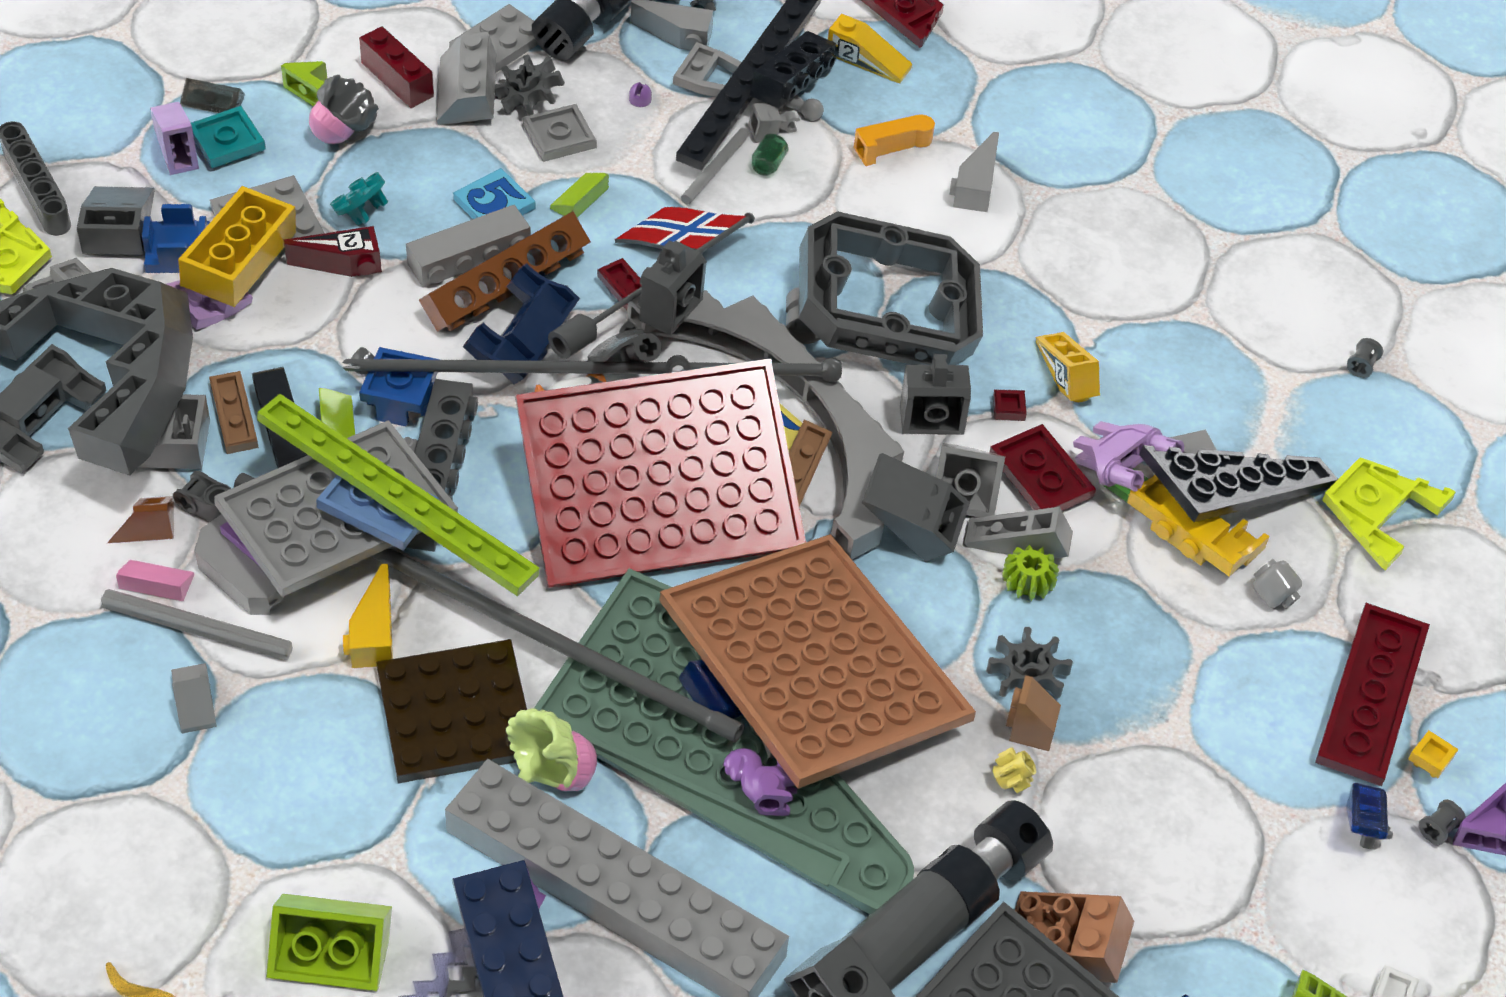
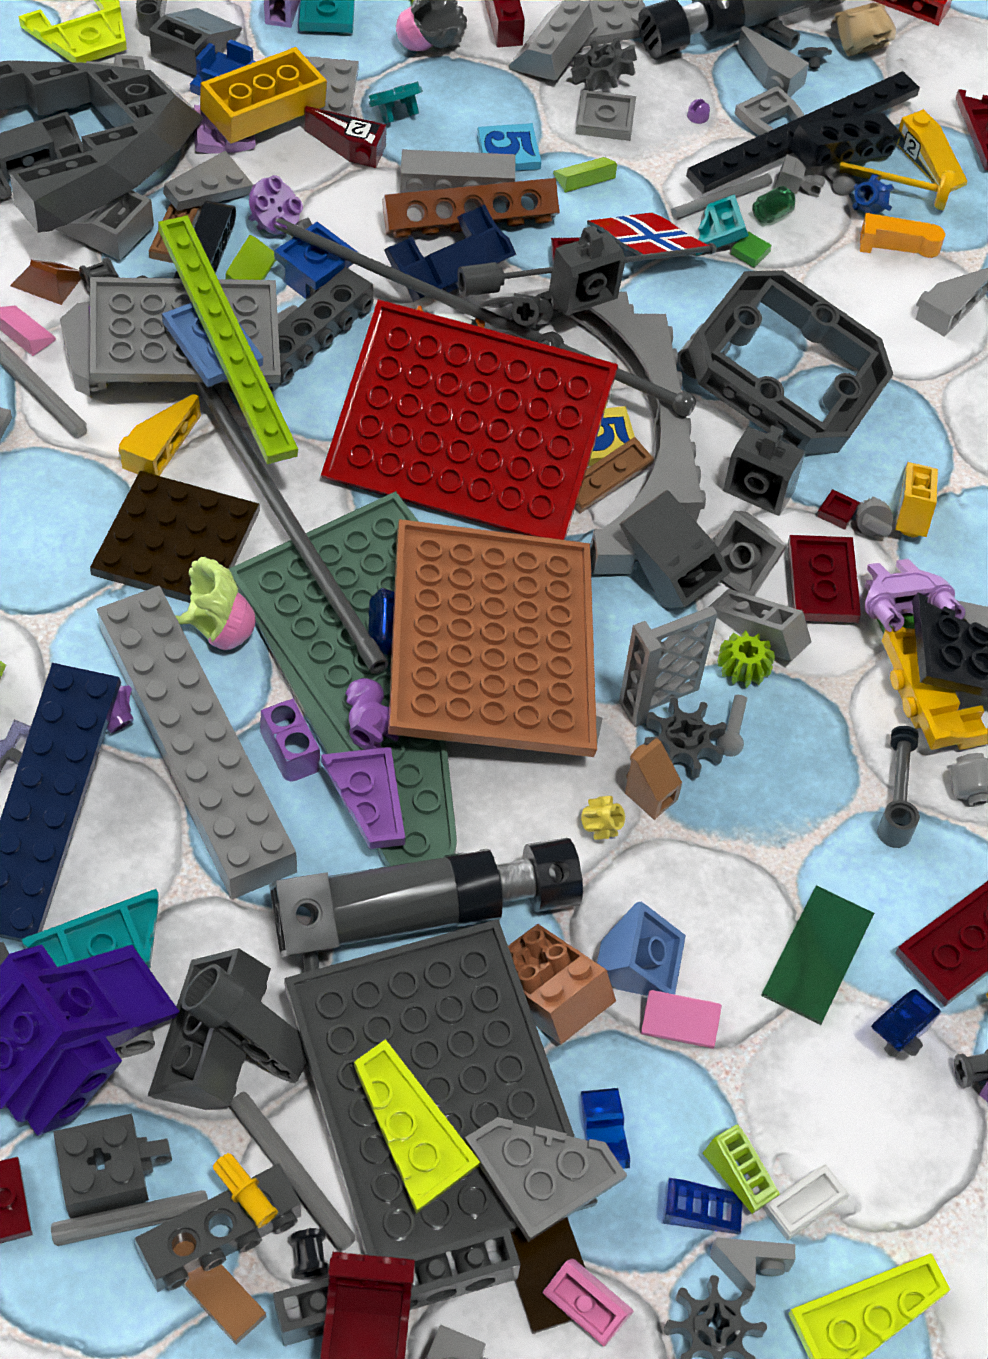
camera: 30 degrees right, 5 degrees up
(237, 355) = (210, 181): none -> light grey wing
(320, 350) = (270, 196): none -> medium lavender plate
(678, 842) = (299, 764): none -> medium lavender piece
(737, 189) = (722, 223): none -> teal wing
(775, 204) = (751, 249): none -> bright green tile
(811, 851) = (370, 793): none -> medium lavender wing
(839, 106) = (872, 196): none -> blue rock
(902, 80) = (942, 189): none -> yellow piece
(983, 610) = (644, 662): none -> light grey fence
(1046, 398) = (874, 517): none -> light grey piece
(1065, 649) = (732, 740): none -> light grey bar
(1128, 869) = (642, 952): none -> medium blue slope
(1193, 908) = (681, 1019): none -> bright pink slope
(1246, 644) = (903, 740): none -> dark grey piece
(1257, 796) = (818, 955): none -> clear green piece

